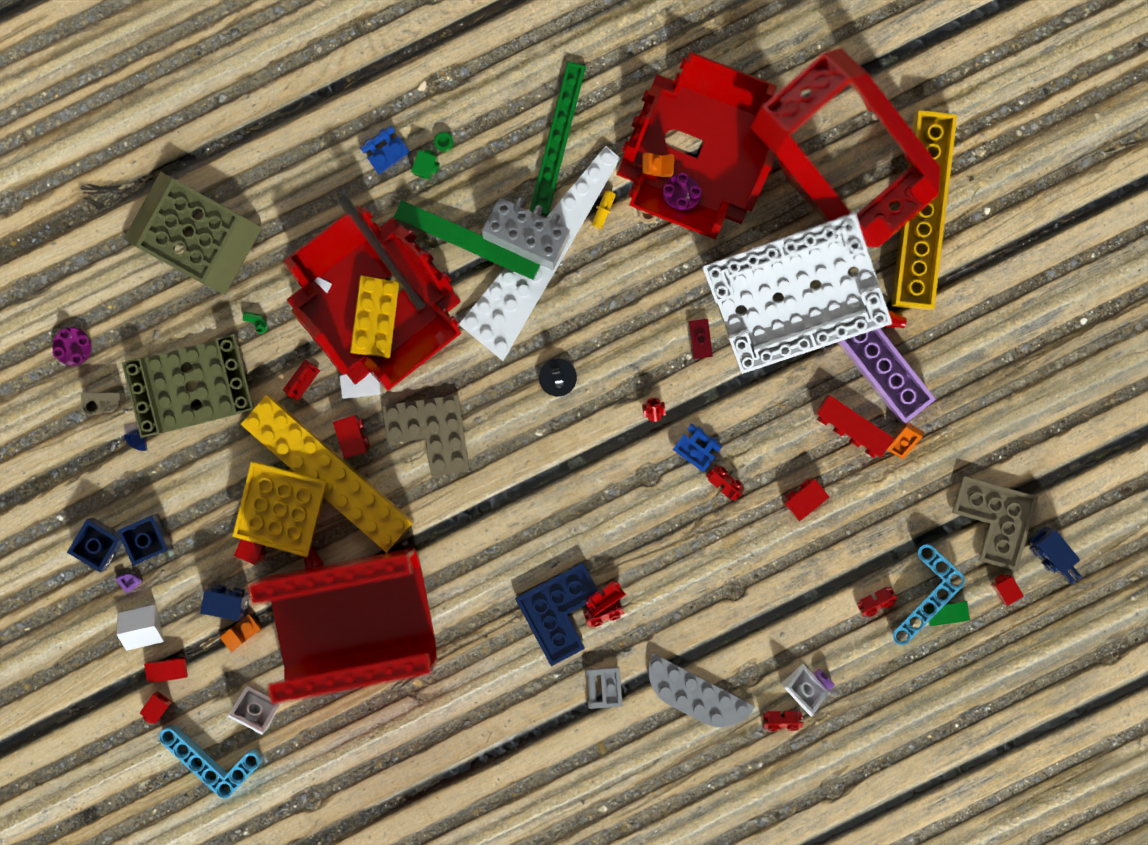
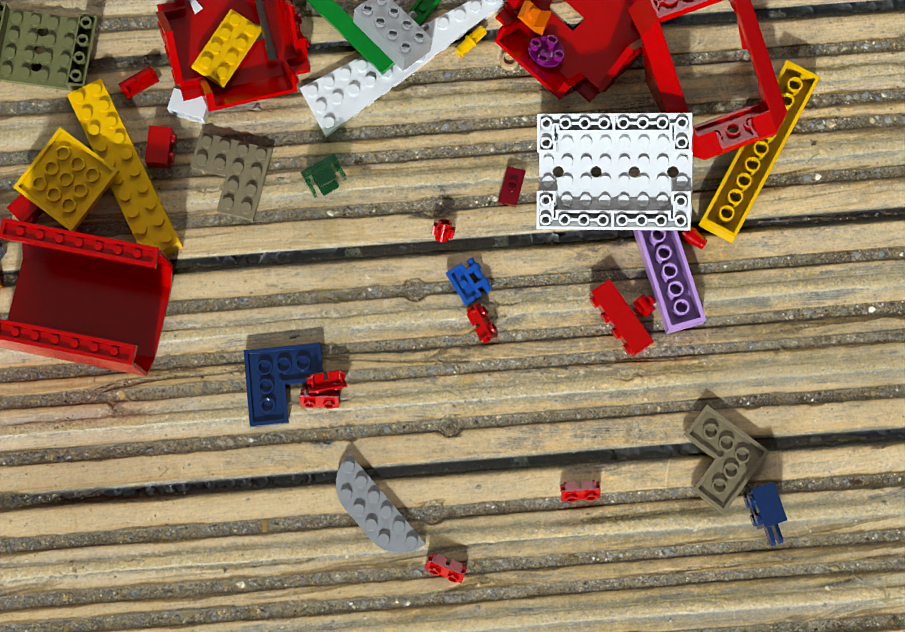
camera: 20 degrees right, 10 degrees down
(258, 321) = (124, 16): green arm -> none
(520, 404) = (323, 175): none -> clear green panel
(557, 377) = (368, 169): black tile -> none
(610, 687) = (296, 469): light grey plate -> none
(805, 499) = (550, 367): red brick -> none
(805, 689) = (480, 545): white slope -> none
(825, 680) = (501, 543): medium lavender tile -> none
(871, 406) = (644, 305): none -> red gear
(905, 440) = (664, 349): orange slope -> none
(932, 598) = (633, 504): medium azure beam -> none
(950, 613) = (643, 528): green slope -> none
(1007, 589) = (708, 527): red brick -> none

